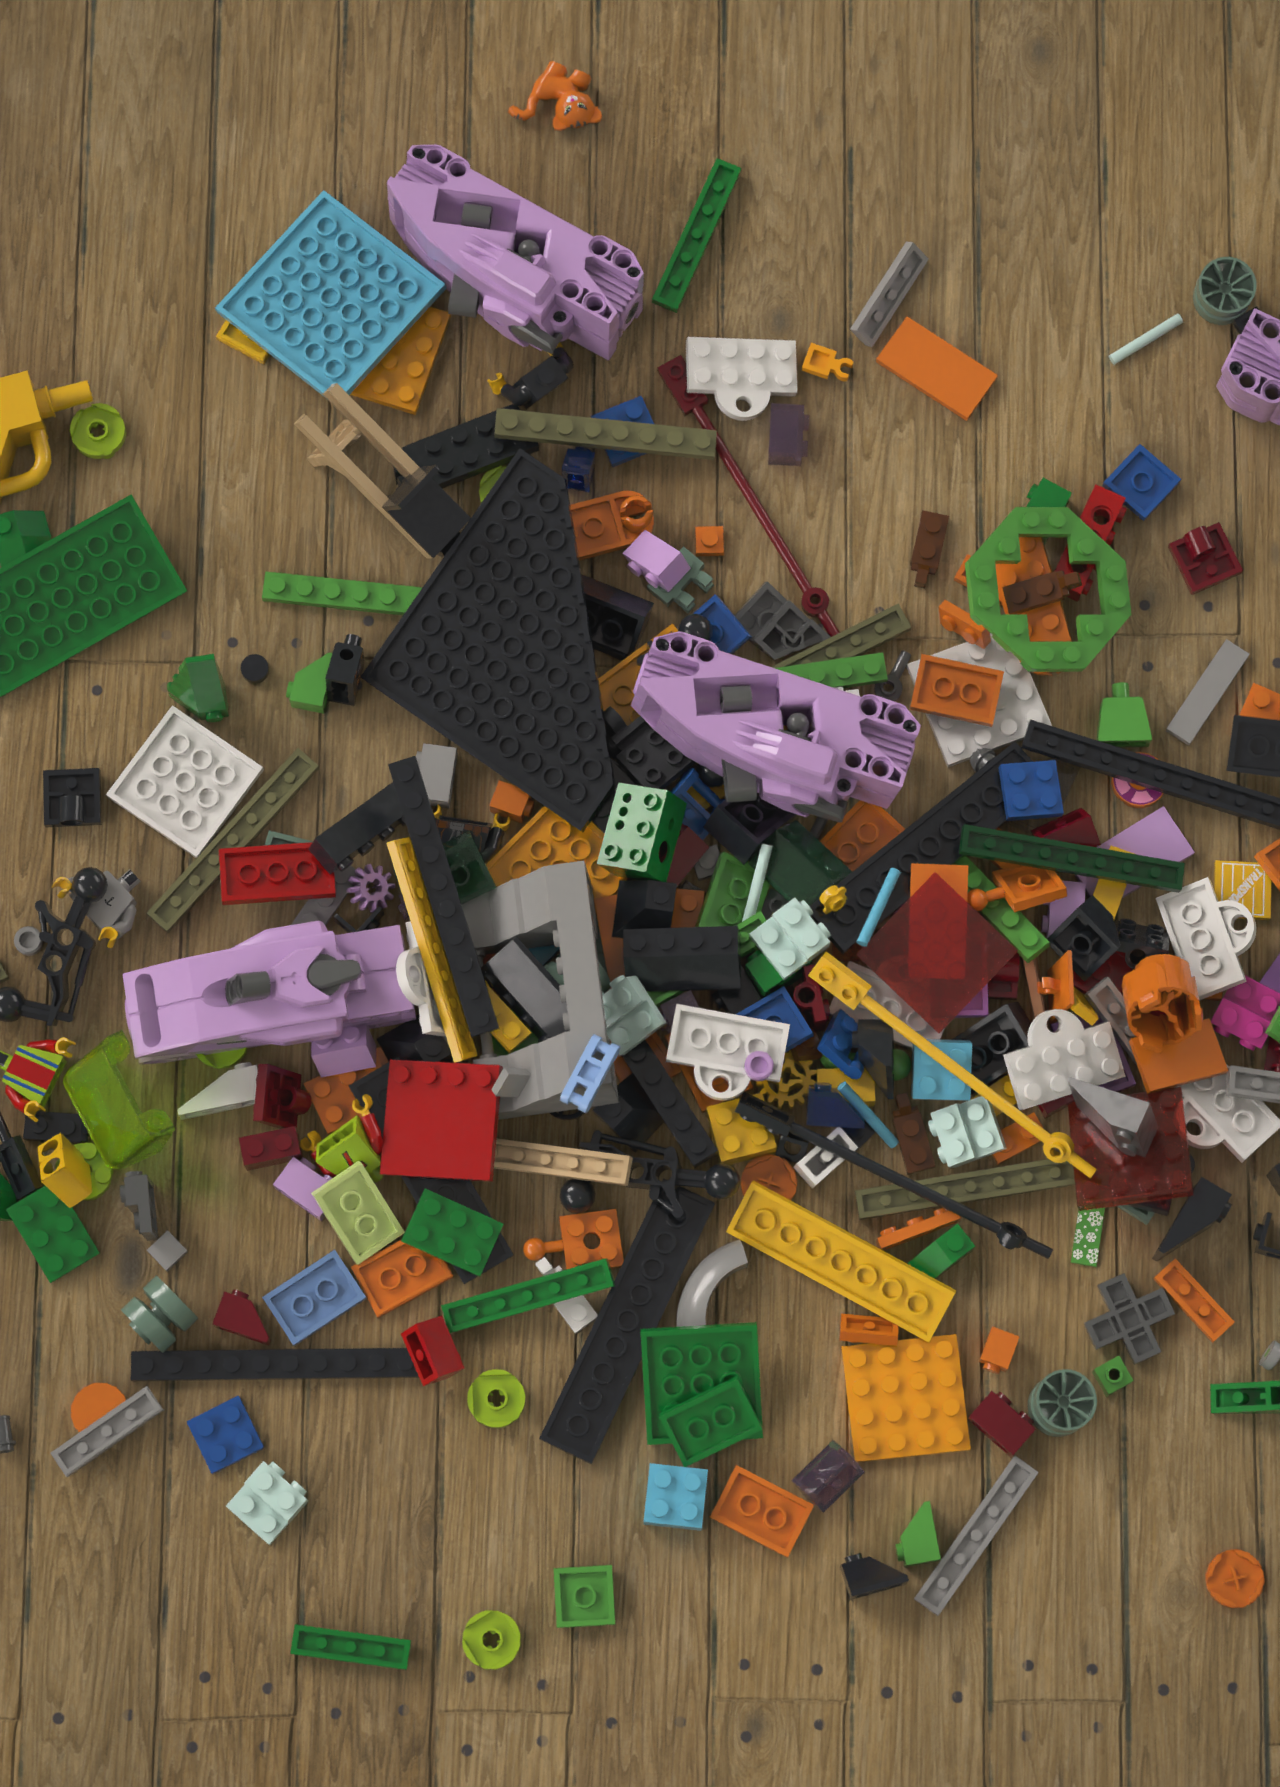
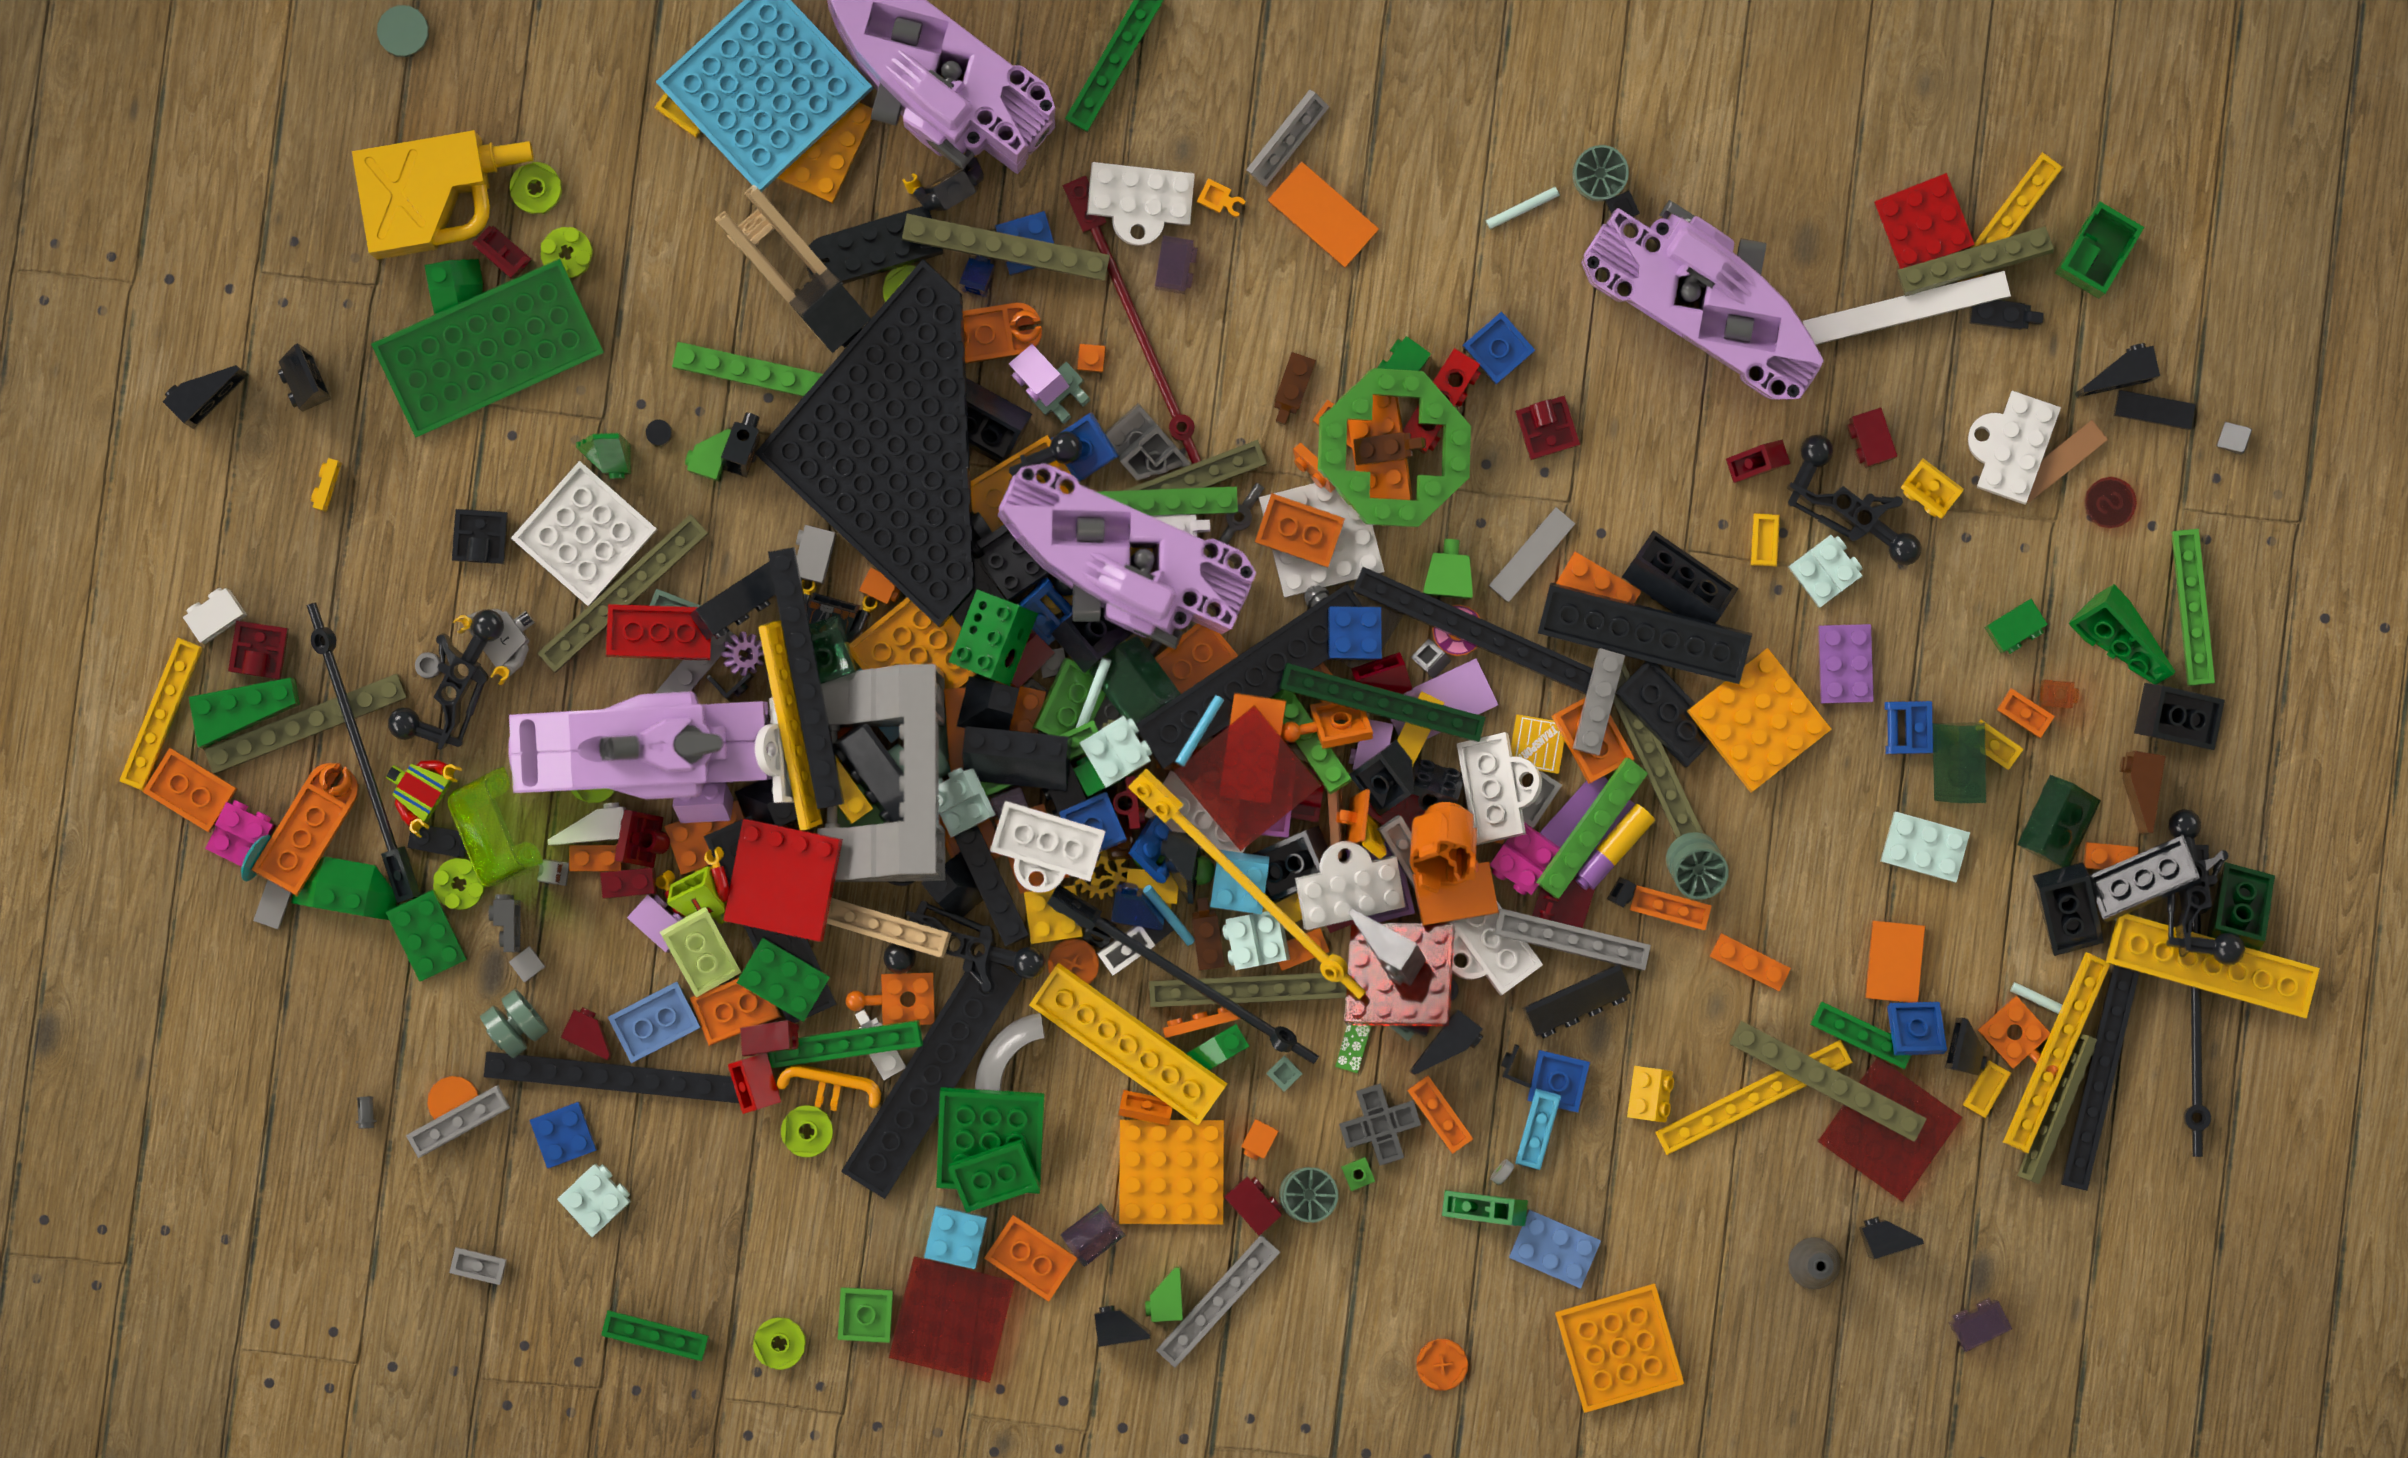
camera: 10 degrees right, 10 degrees up
(66, 500) = (502, 252): none -> dark red hinge
(72, 1178) = (447, 895): yellow piece -> none
(139, 478) = (570, 237): none -> lime plate
(144, 1591) = (478, 1266): none -> light grey plate
(186, 1145) = (553, 872): none -> light grey leg
(228, 1127) = (593, 858): none -> orange plate
(443, 1297) = (769, 1038): none -> dark red hinge
(511, 1082) = (848, 856): light grey tile -> none
(522, 1336) = (831, 1077): none -> light orange piece
(589, 1073) = (916, 863): light blue plate -> none
(681, 1590) = (951, 1319): none -> clear red plate
(758, 1066) = (1072, 866): lavender tile -> none
(833, 898) = (1158, 720): yellow plate -> none
(1016, 1274) = (1284, 1073): none -> sand green plate
(1115, 813) = (1431, 658): none -> dark grey slope
(1251, 958) = (1548, 791): none -> light grey plate

